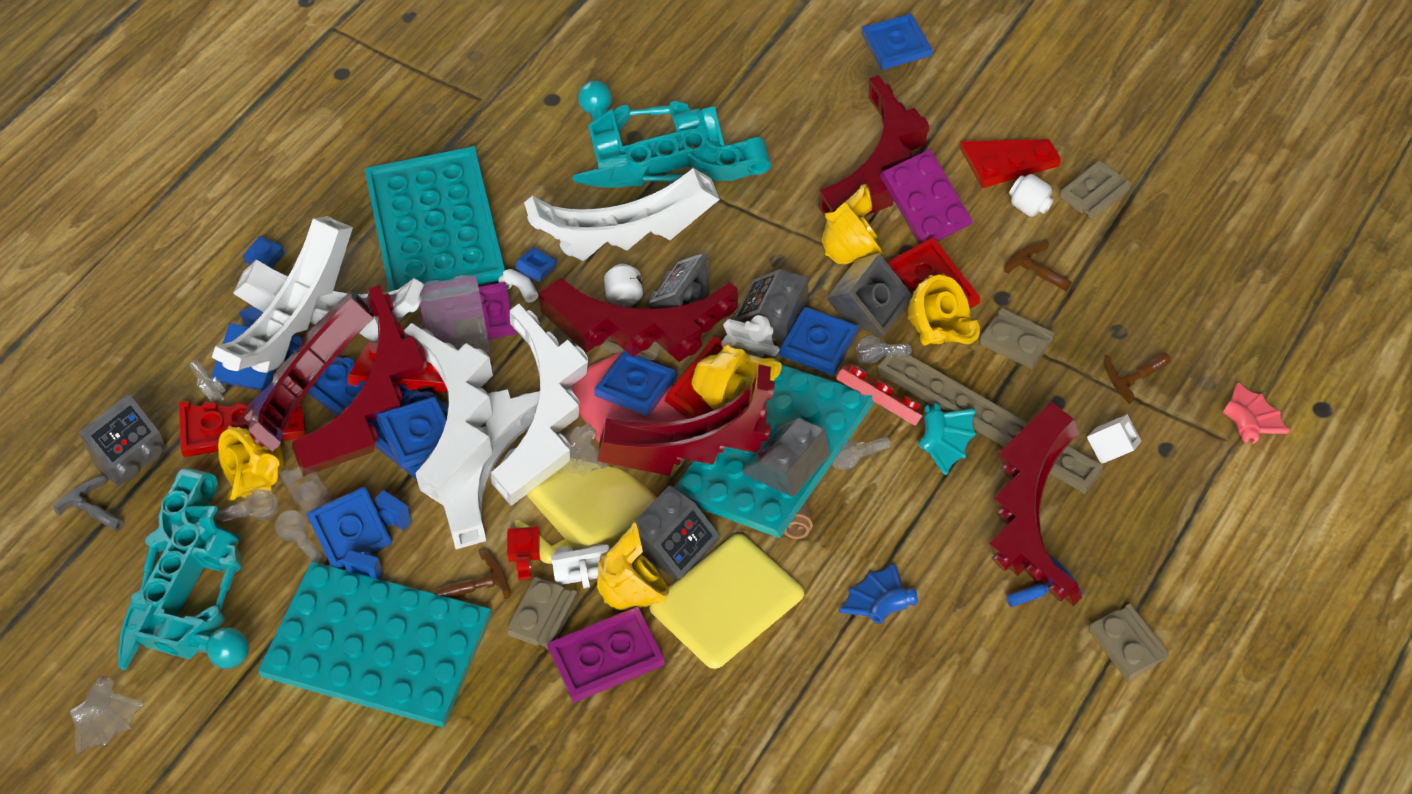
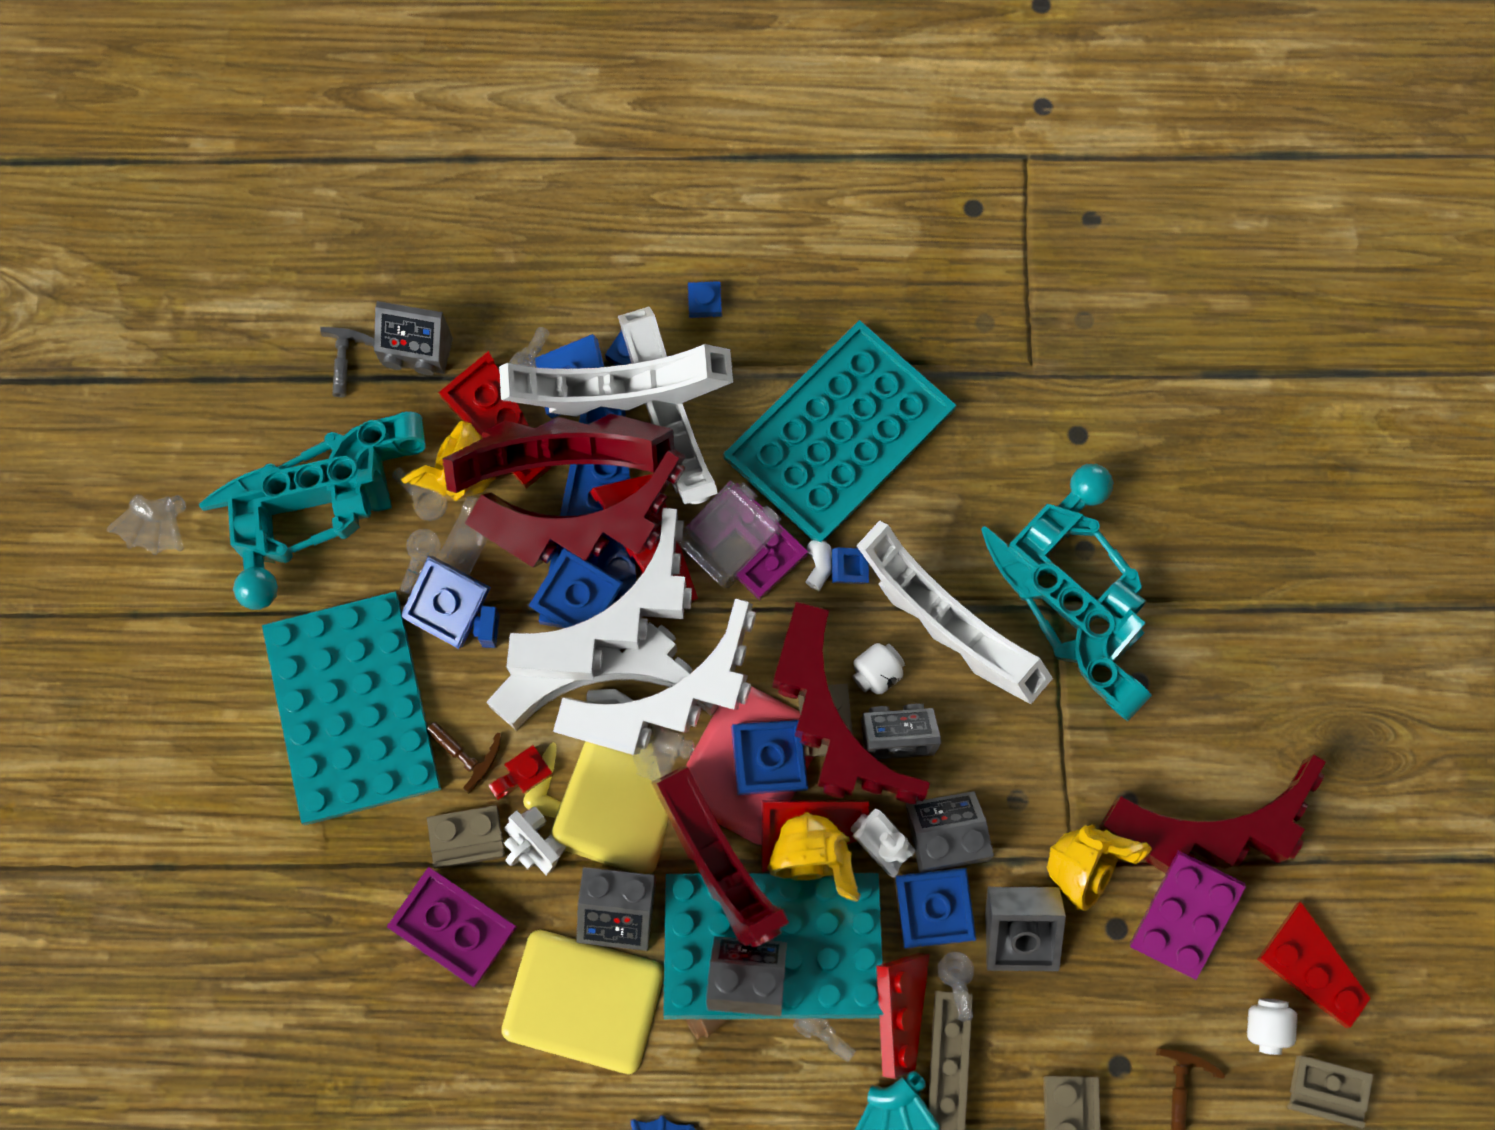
camera: 55 degrees right, 20 degrees up
(363, 563) = (415, 642): blue plate -> none
(628, 577) = (539, 902): yellow head -> none
(896, 41) = (1400, 746): blue plate -> none
(929, 260) = (1094, 981): red wing -> none
(942, 312) = (1036, 1024): yellow head -> none

